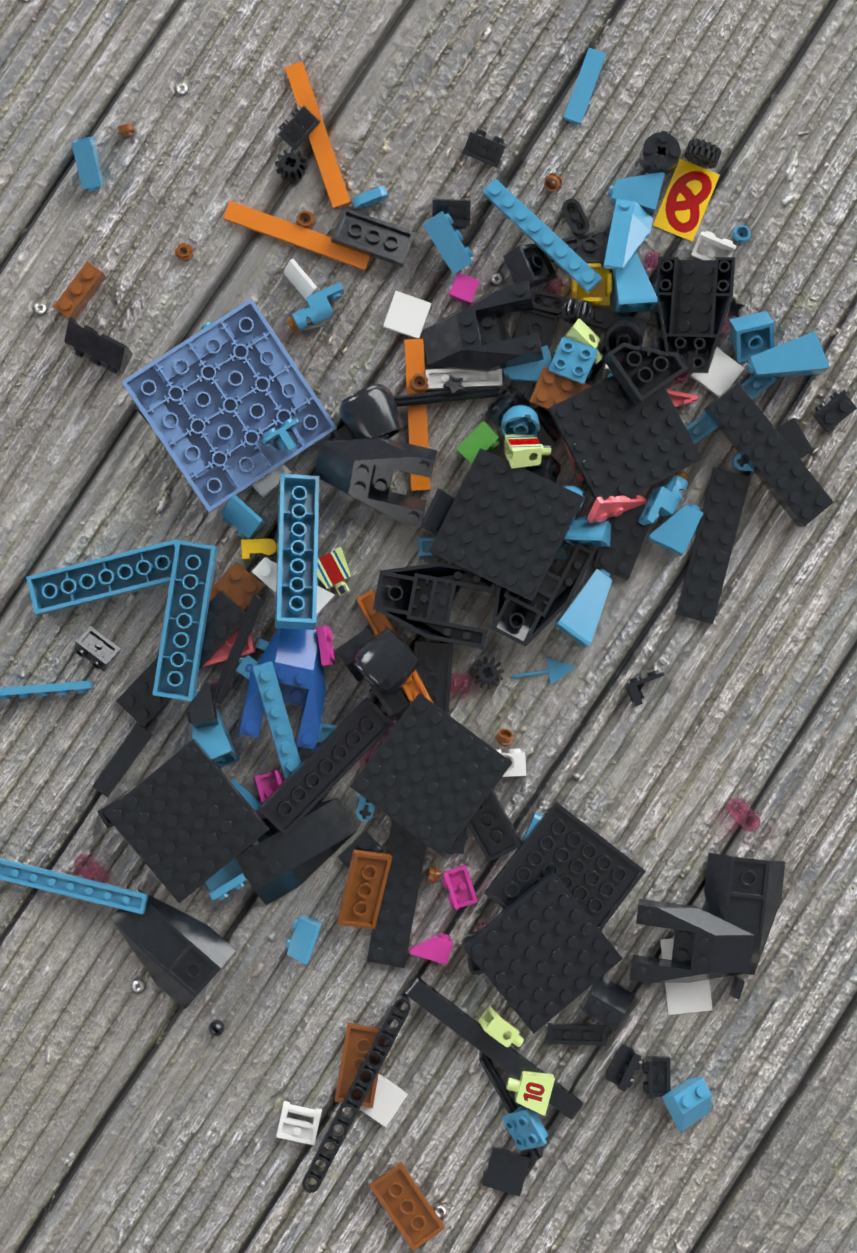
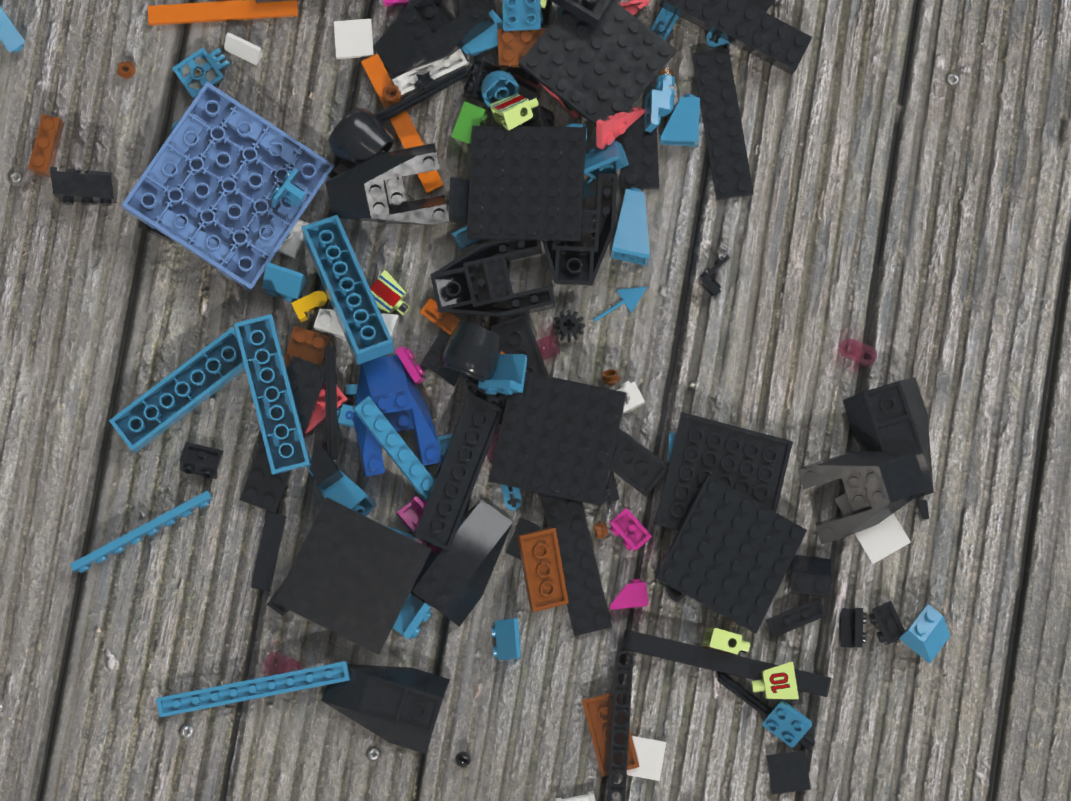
camera: 15 degrees left, 5 degrees down
(253, 283) = (200, 69): none -> dark azure piece
(318, 310) = (270, 68): dark azure plate -> none
(410, 698) = (508, 375): none -> dark azure bracket

